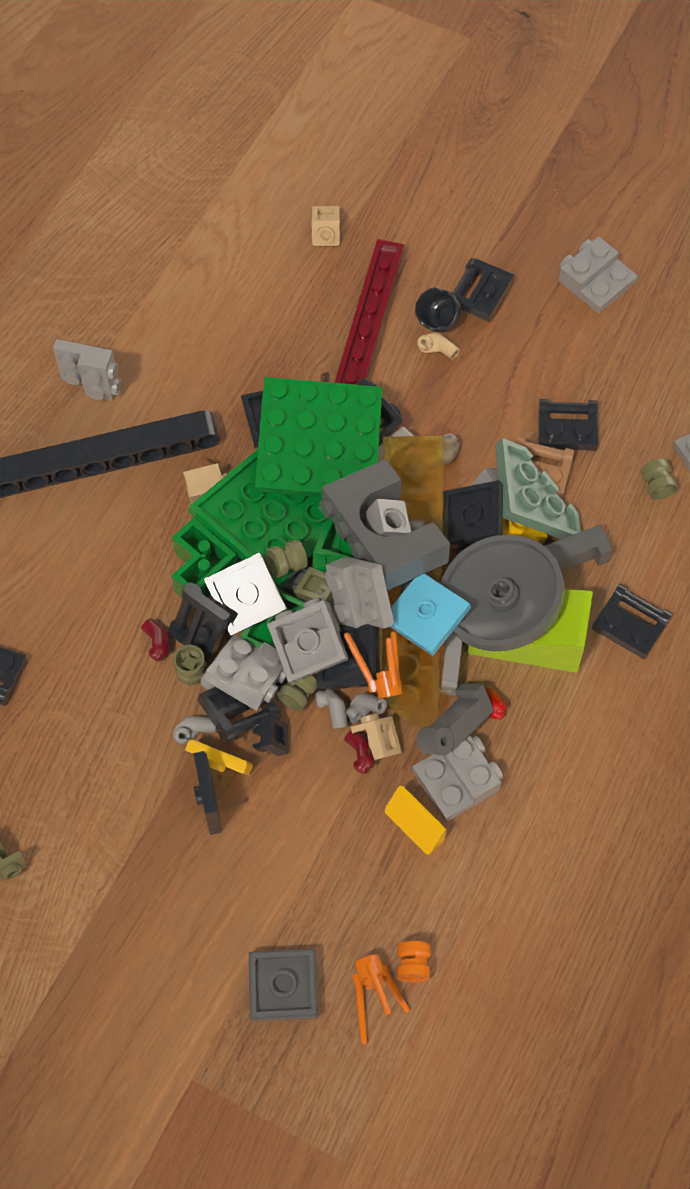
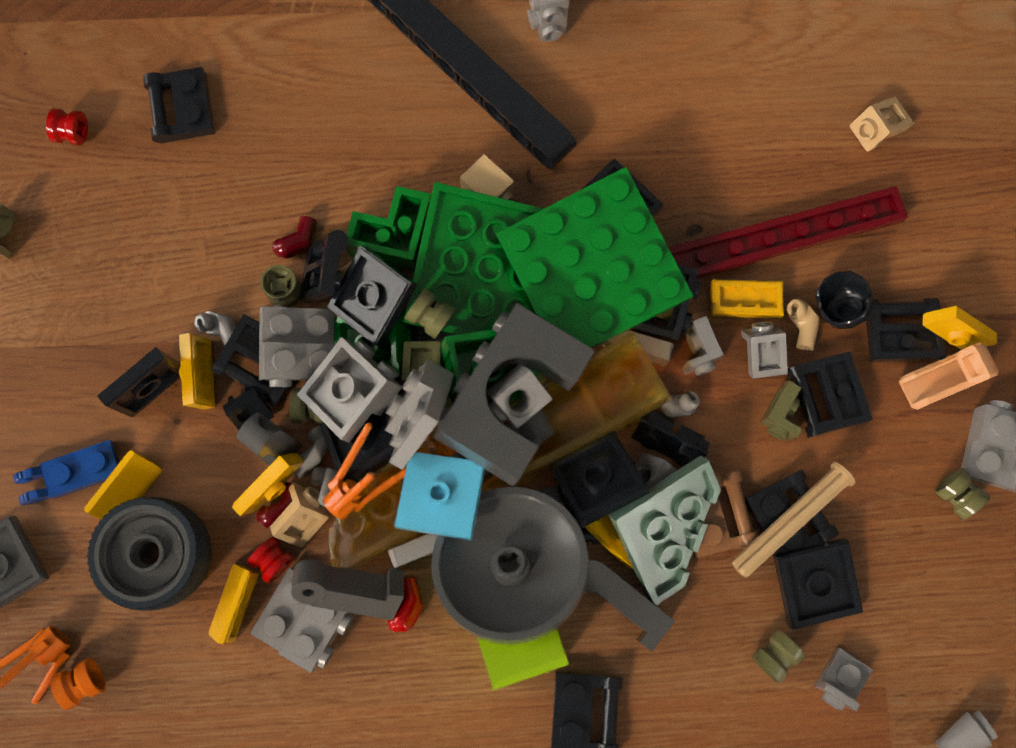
camera: 60 degrees right, 15 degrees up
(240, 894) = (70, 472): none -> blue hinge
(278, 858) = (126, 482): none -> yellow slope
(311, 722) = (266, 438): none -> dark grey leg
(338, 830) = (121, 553): none -> dark grey wheel
(342, 742) = (268, 484): none -> yellow plate
(398, 369) = (746, 298): none -> yellow plate
(399, 774) = (270, 559): none -> red wheel
(417, 411) = (702, 341): none -> light grey bracket
(442, 375) = (766, 350): none -> light grey bracket
(462, 474) = (656, 434): none -> black hinge
(491, 391) = (783, 405): none -> olive bracket
(498, 348) = (840, 391): none -> black plate
(500, 254) = (959, 327): none -> yellow plate
(528, 279) = (948, 376): none -> light nougat animal
(571, 418) = (793, 519): none -> tan axle
(612, 315) = (962, 494): none -> olive wheel
(623, 430) = (818, 583): none -> black plate

